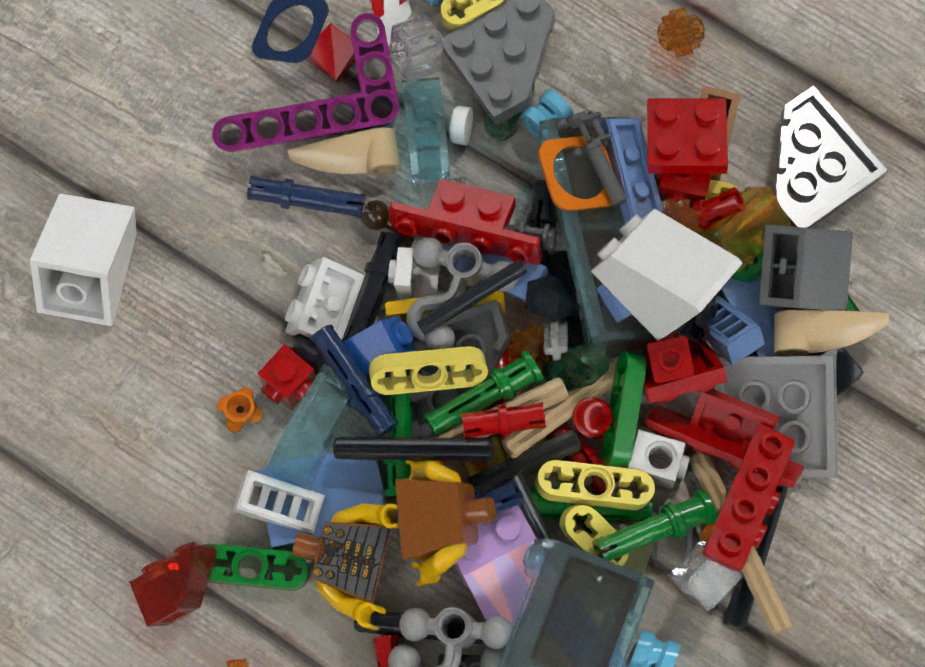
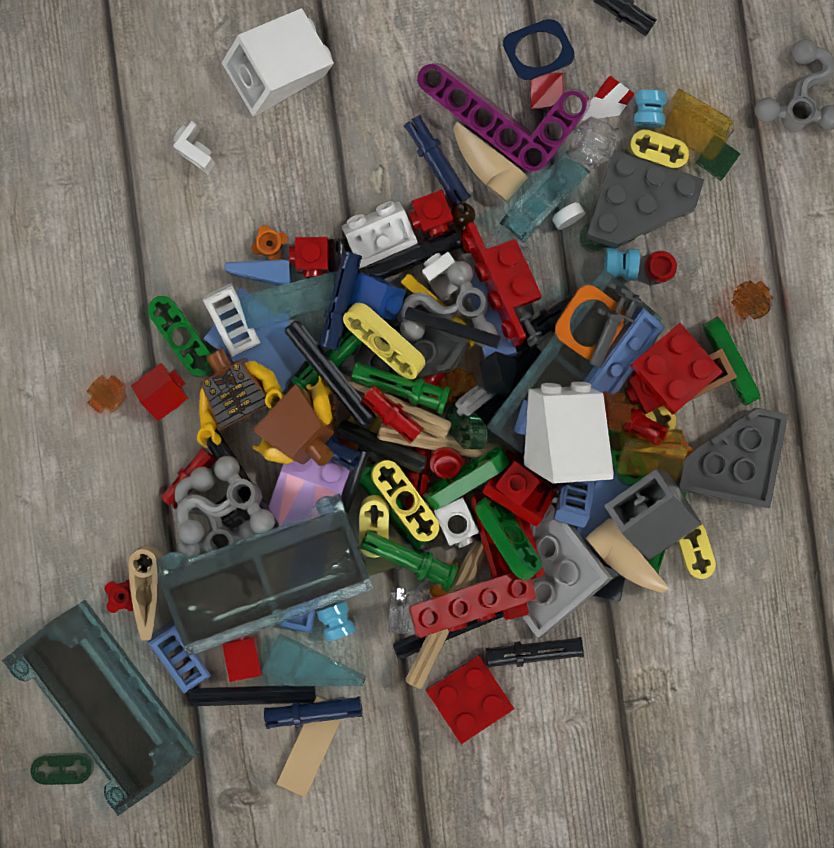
camera: 40 degrees right, 15 degrees up
(94, 405) = (197, 153): none -> white bracket
(174, 586) = (126, 304): clear red slope -> none
(258, 437) = (269, 271): none -> medium blue slope
(284, 628) = (160, 391): none -> red brick
(349, 238) = (431, 214): none -> red brick
(580, 86) = (660, 266): none -> red plate
(715, 416) = (517, 552): none -> green beam
(753, 103) = (720, 339): none -> green beam
(820, 532) = (572, 648): none -> black pin
(841, 595) = (469, 699): none -> red plate
(879, 262) = (705, 551): none -> light yellow beam

